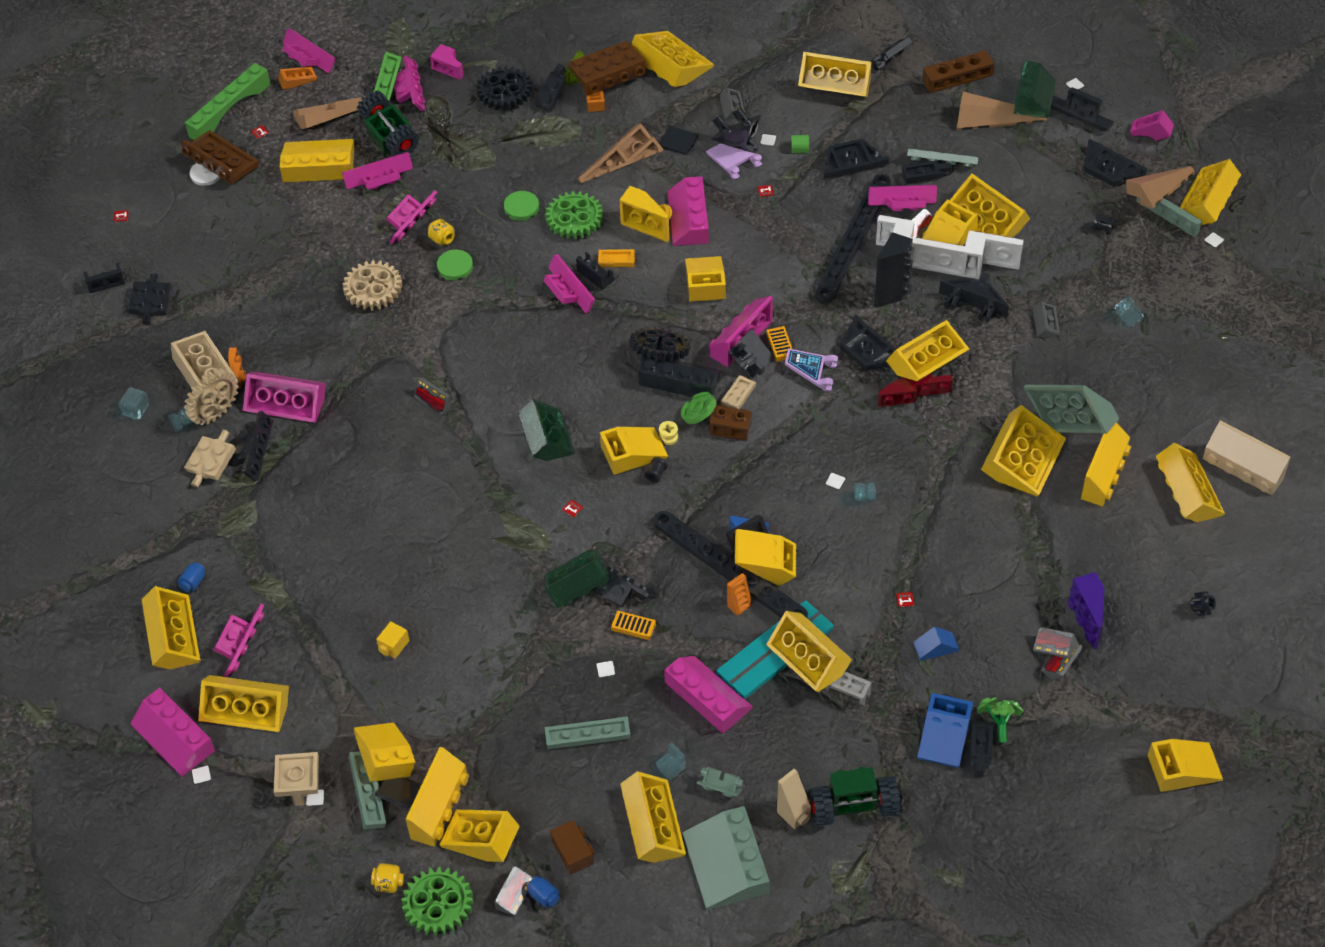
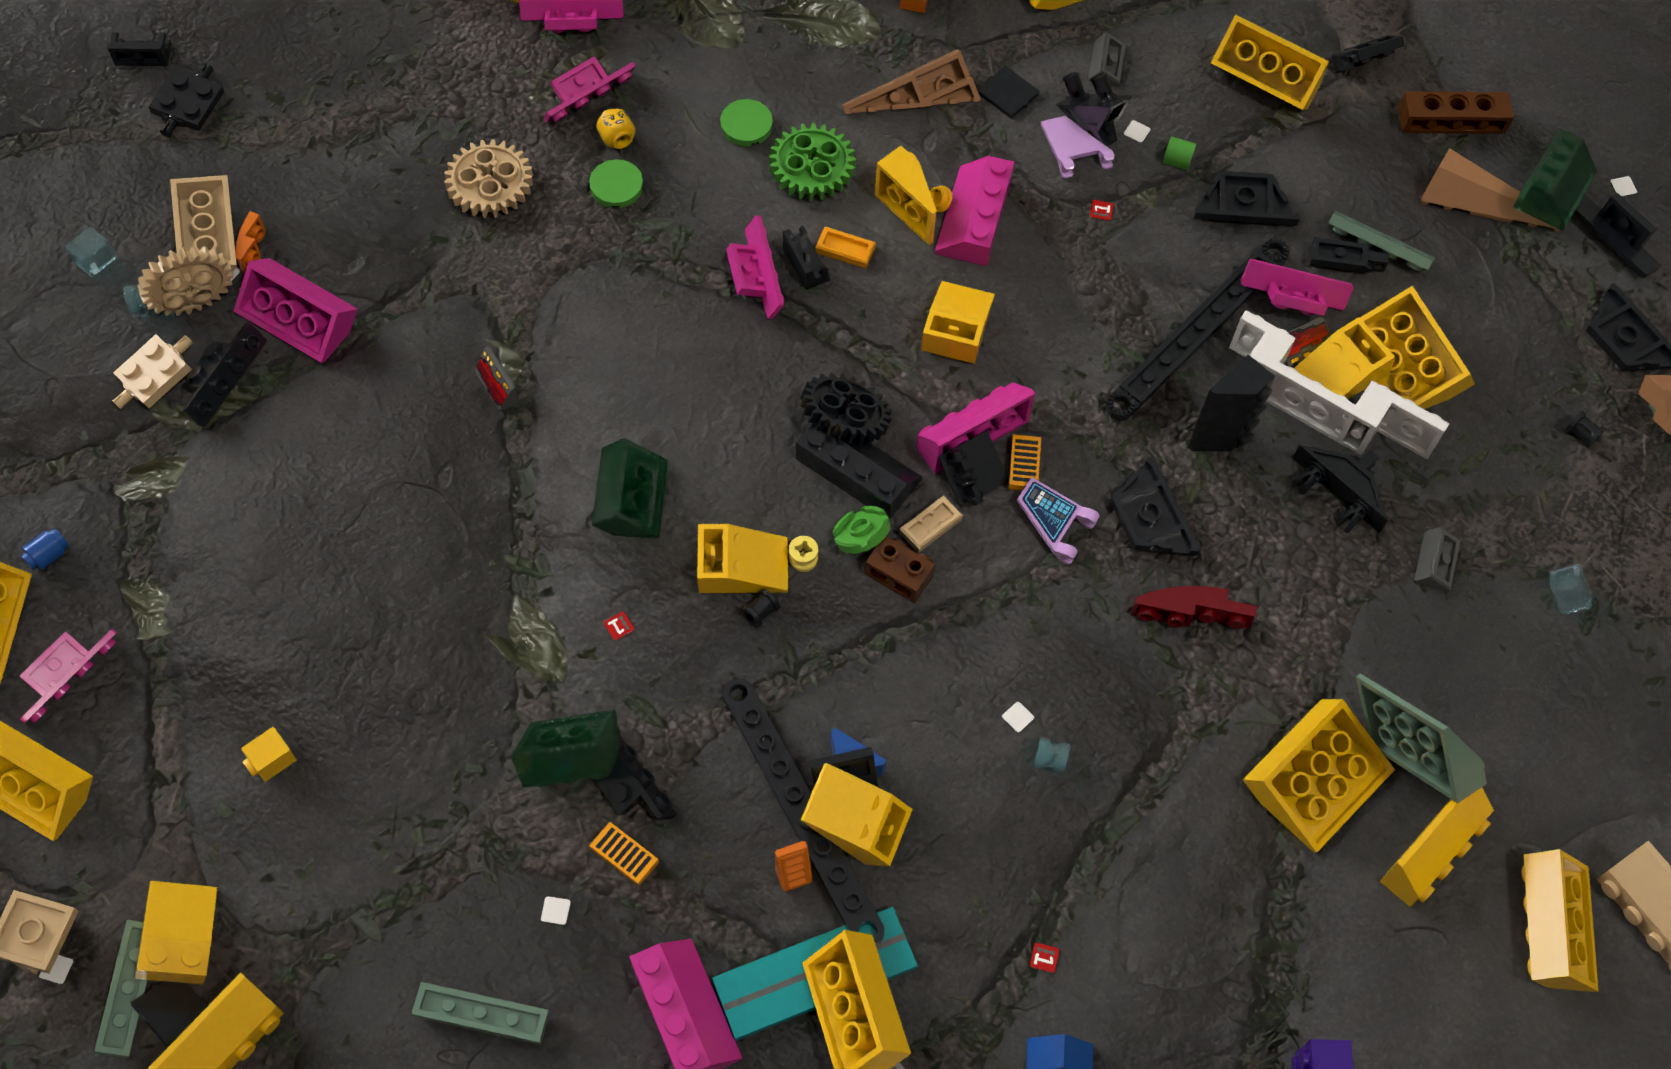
camera: 15 degrees right, 10 degrees up
(927, 352) = (1235, 559): yellow slope -> none

